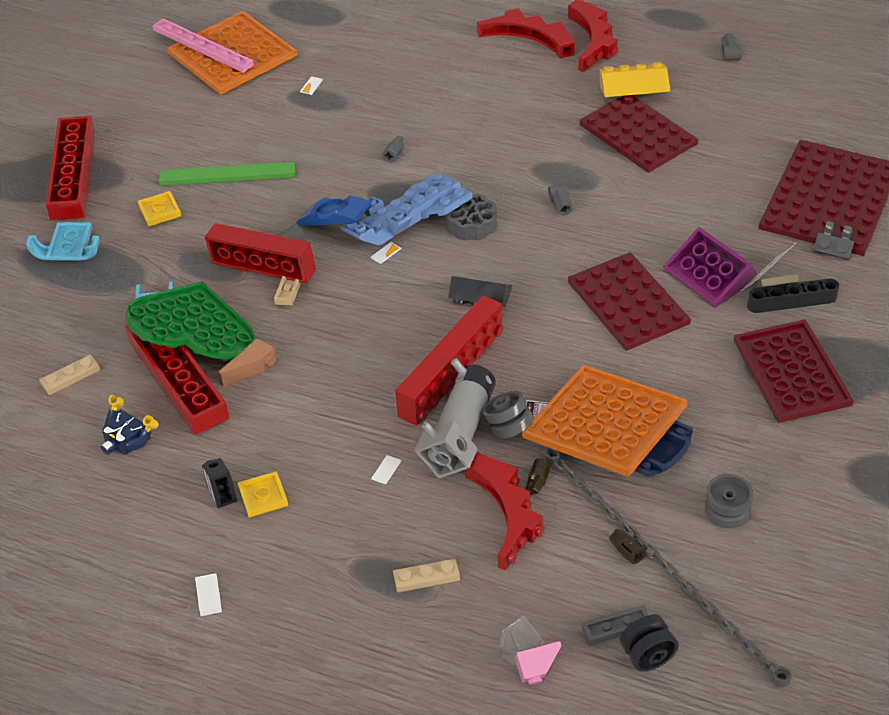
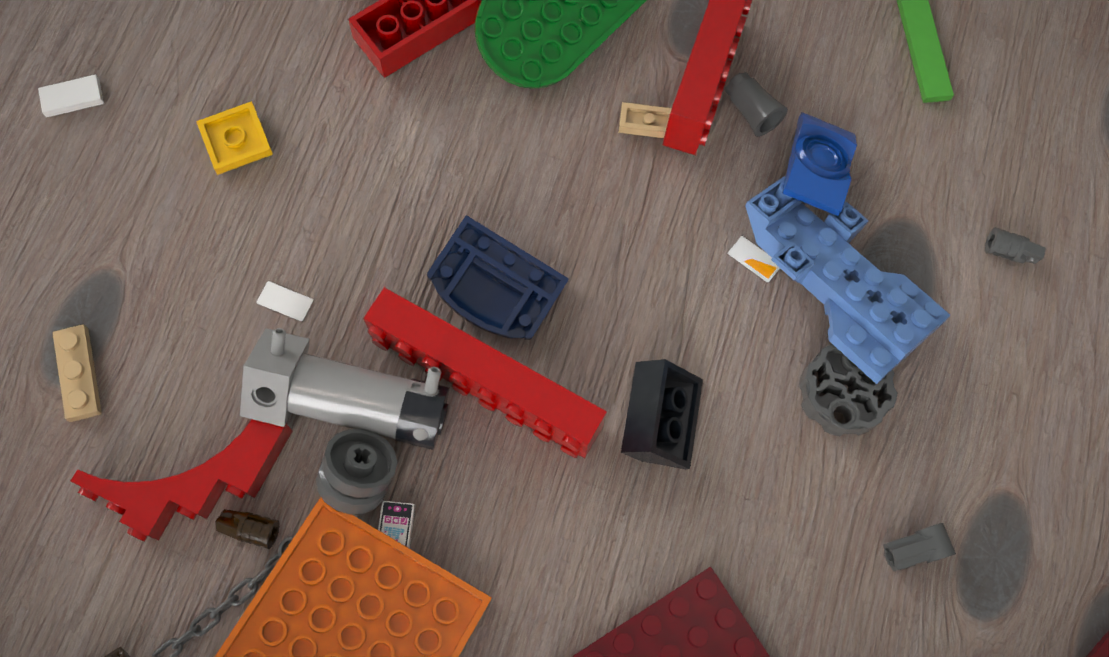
camera: 80 degrees right, 25 degrees up
(218, 474) = (250, 74): black torso -> none
(250, 362) = (493, 91): nougat slope -> none
(389, 358) = (494, 282): none -> dark blue slope

